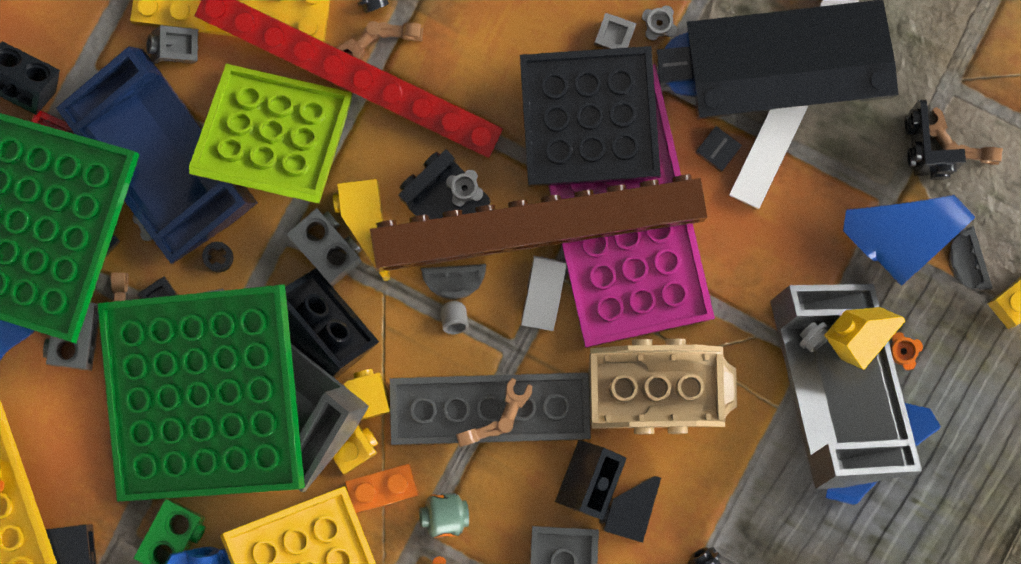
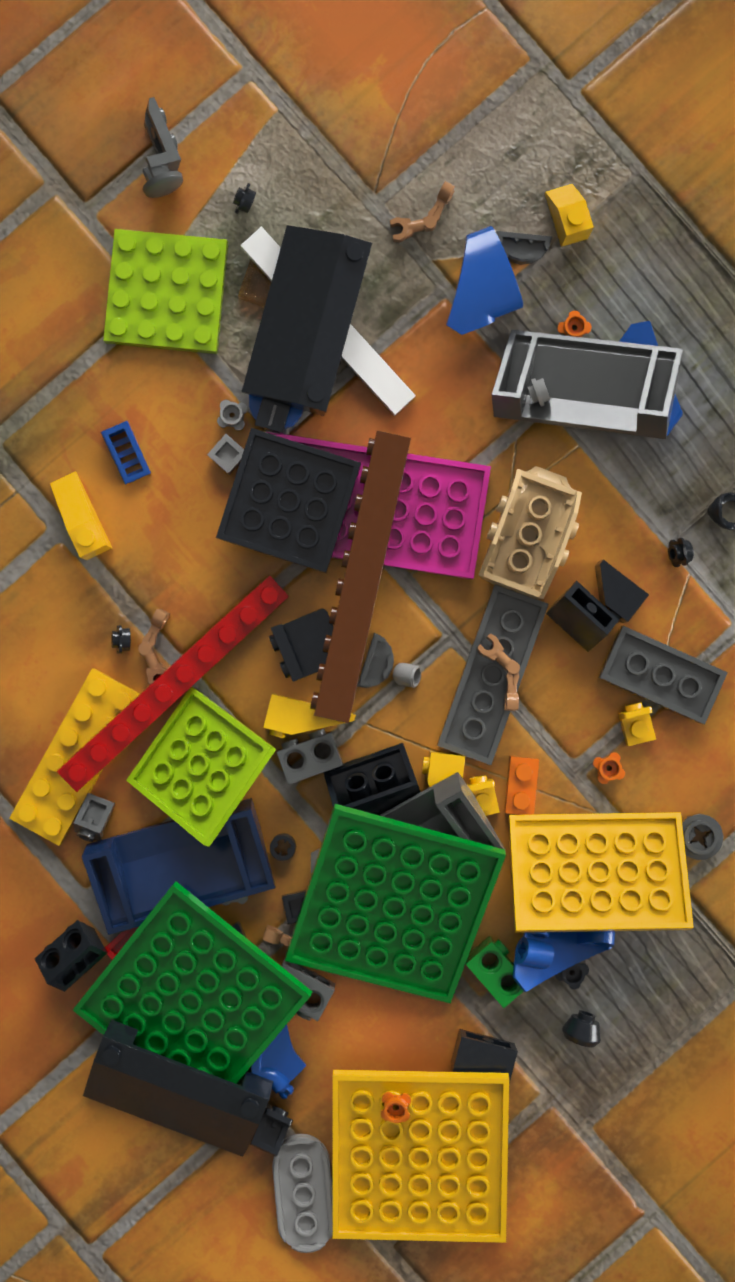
camera: 75 degrees left, 5 degrees up
(444, 515) = (564, 744): sand green head -> none
(469, 179) = (300, 619): light grey plate -> none
(543, 293) = (417, 595): light grey slope -> none
(718, 149) = (354, 408): black tile -> none
(862, 334) = (553, 351): yellow slope -> none
(937, 163) = (421, 245): black bracket -> none

